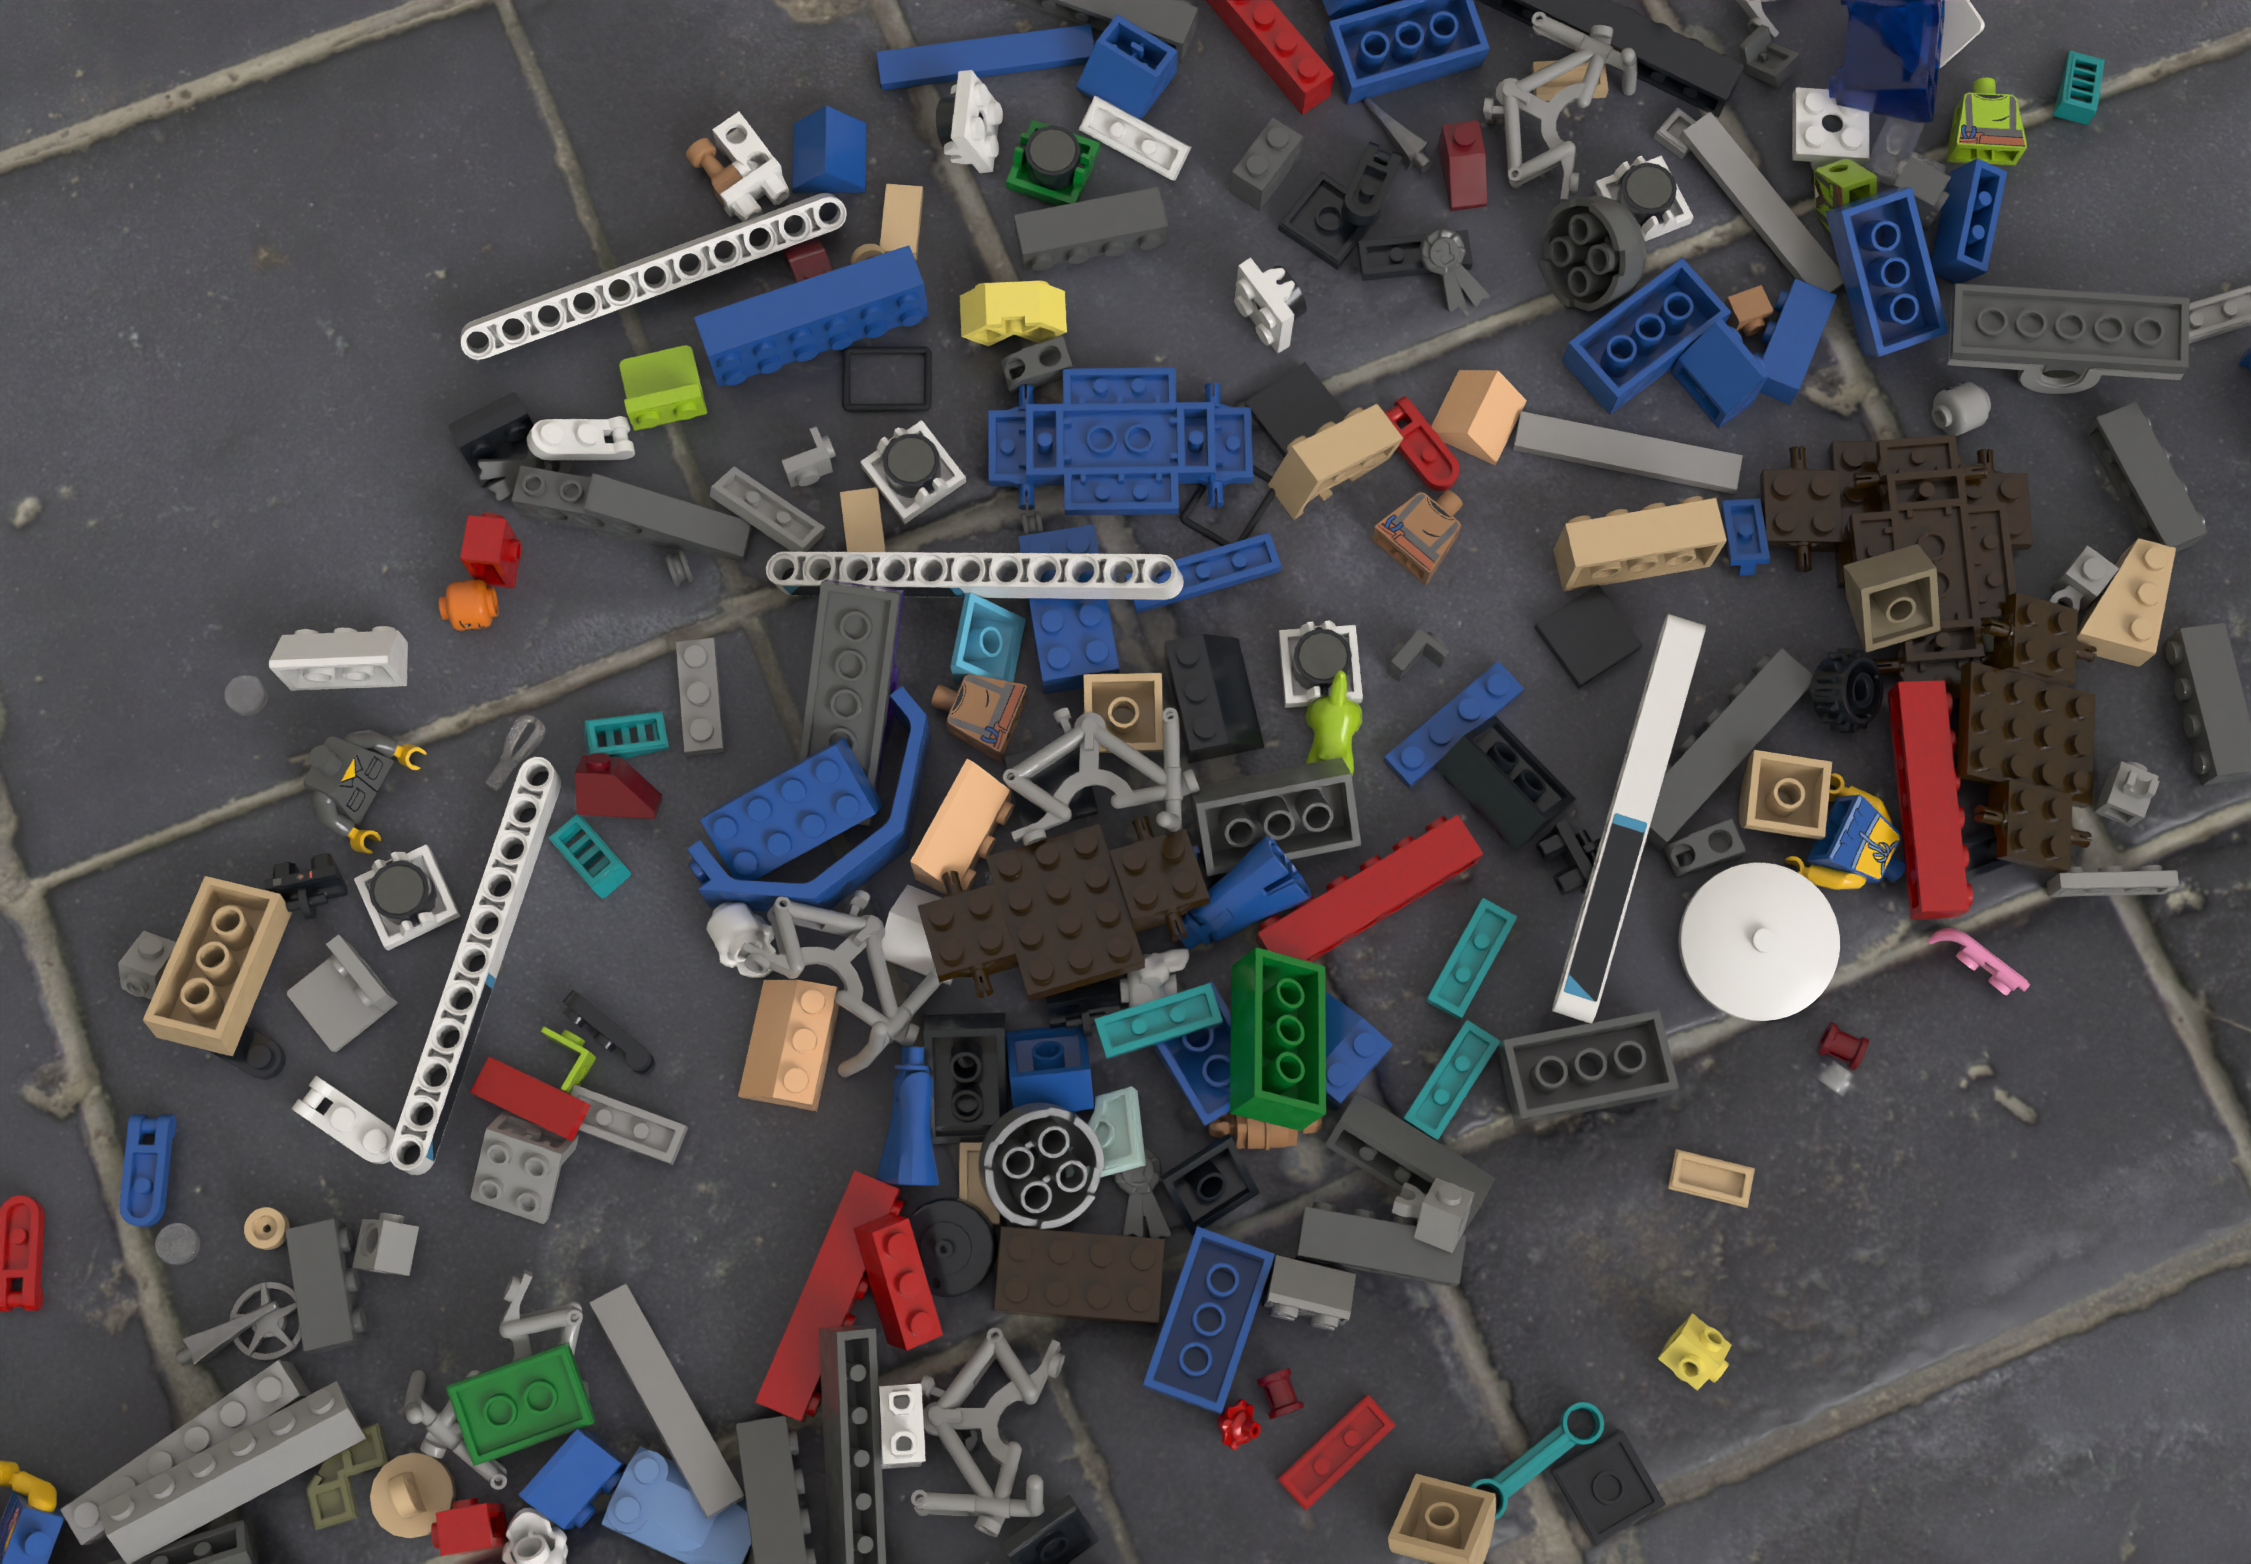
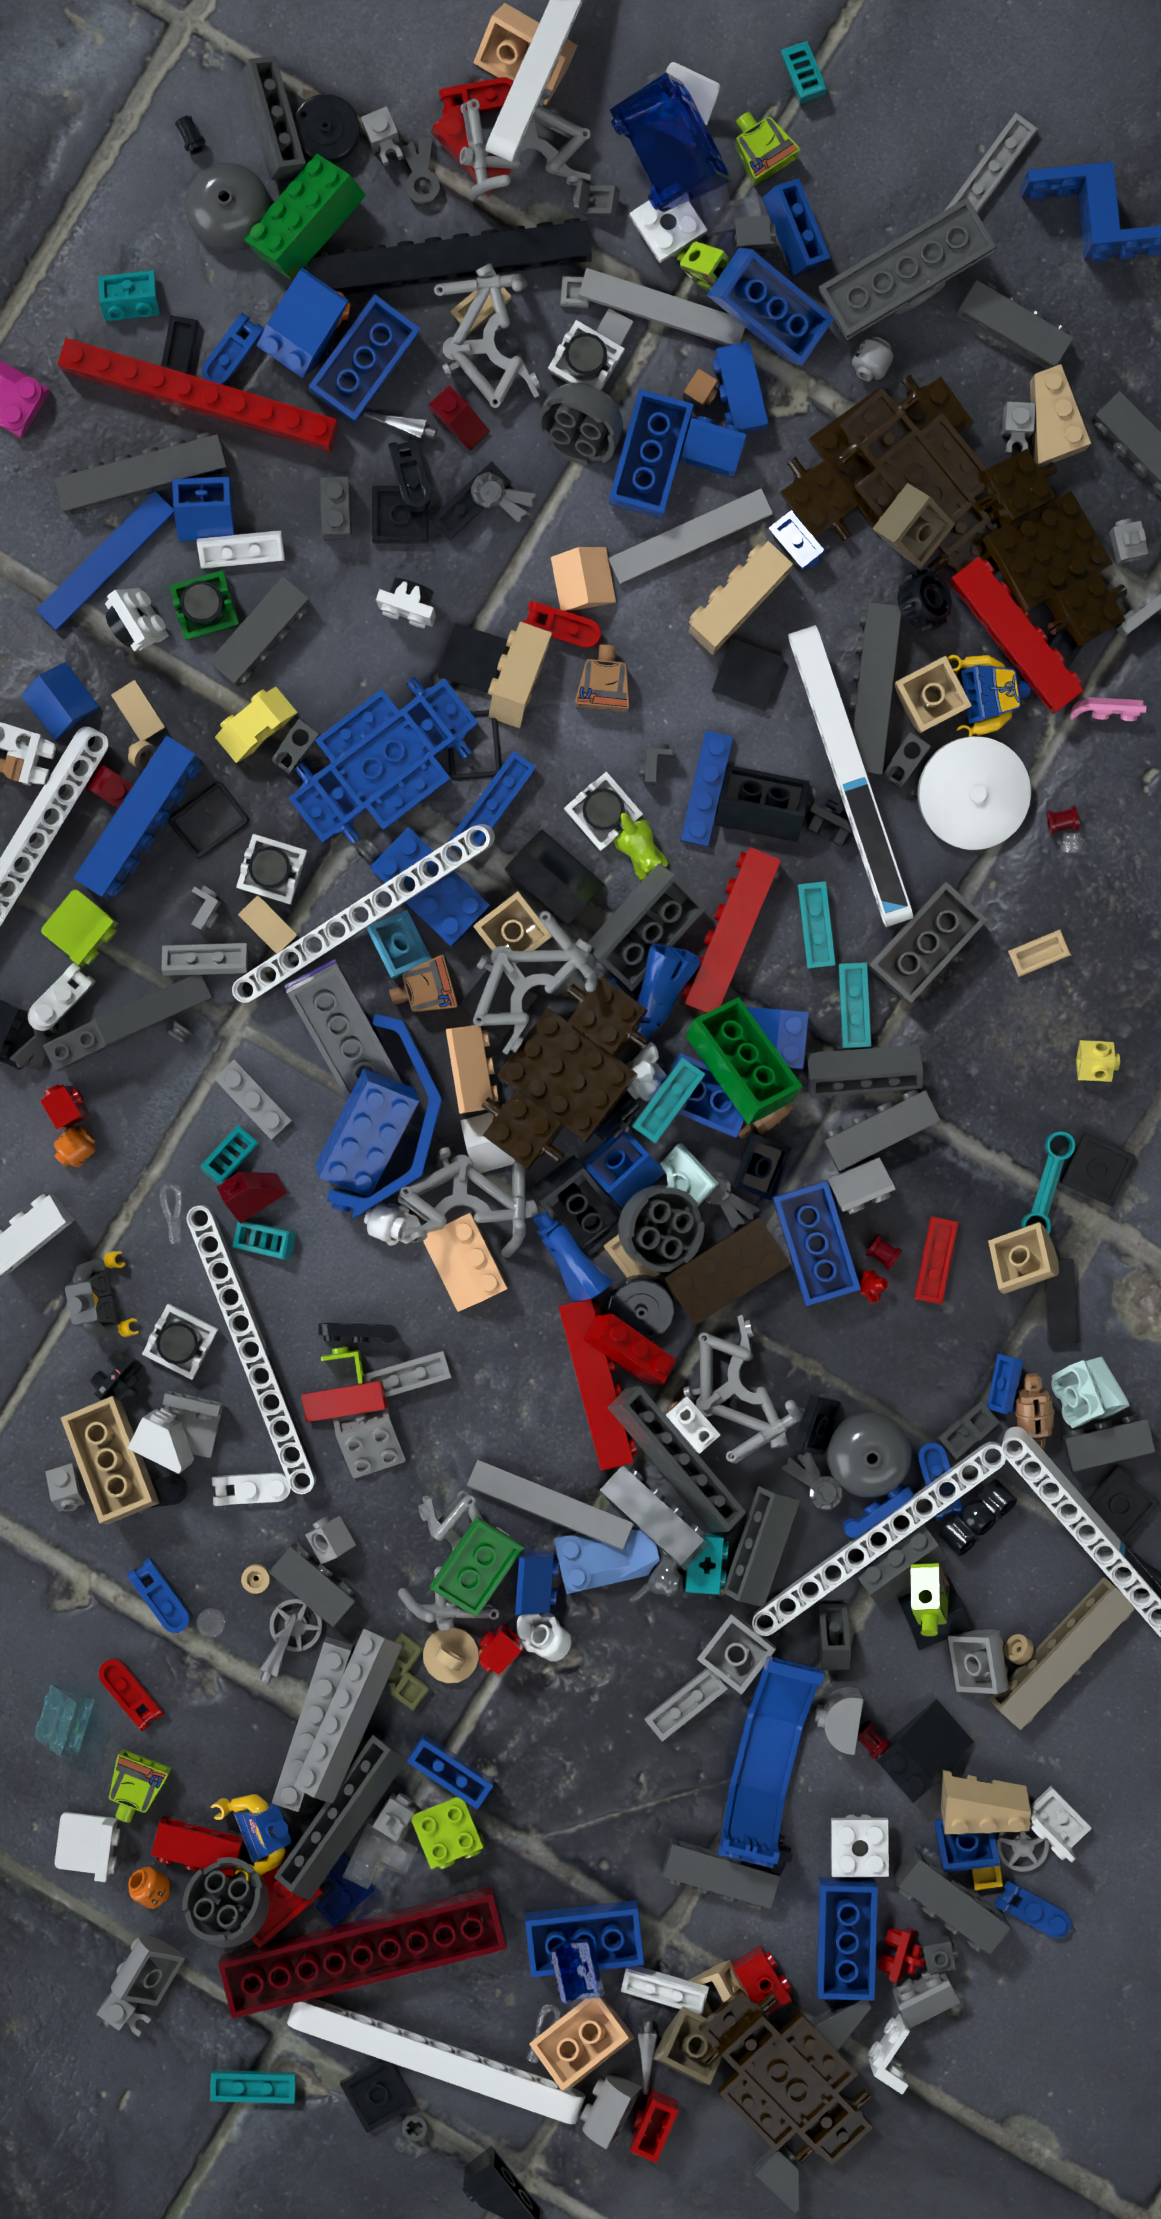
camera: 30 degrees left, 15 degrees up
(290, 980) = (162, 1440): none -> white slope
(1440, 1213) = (903, 1091): light grey brick -> none
(1699, 192) = (615, 326): none -> light grey tile

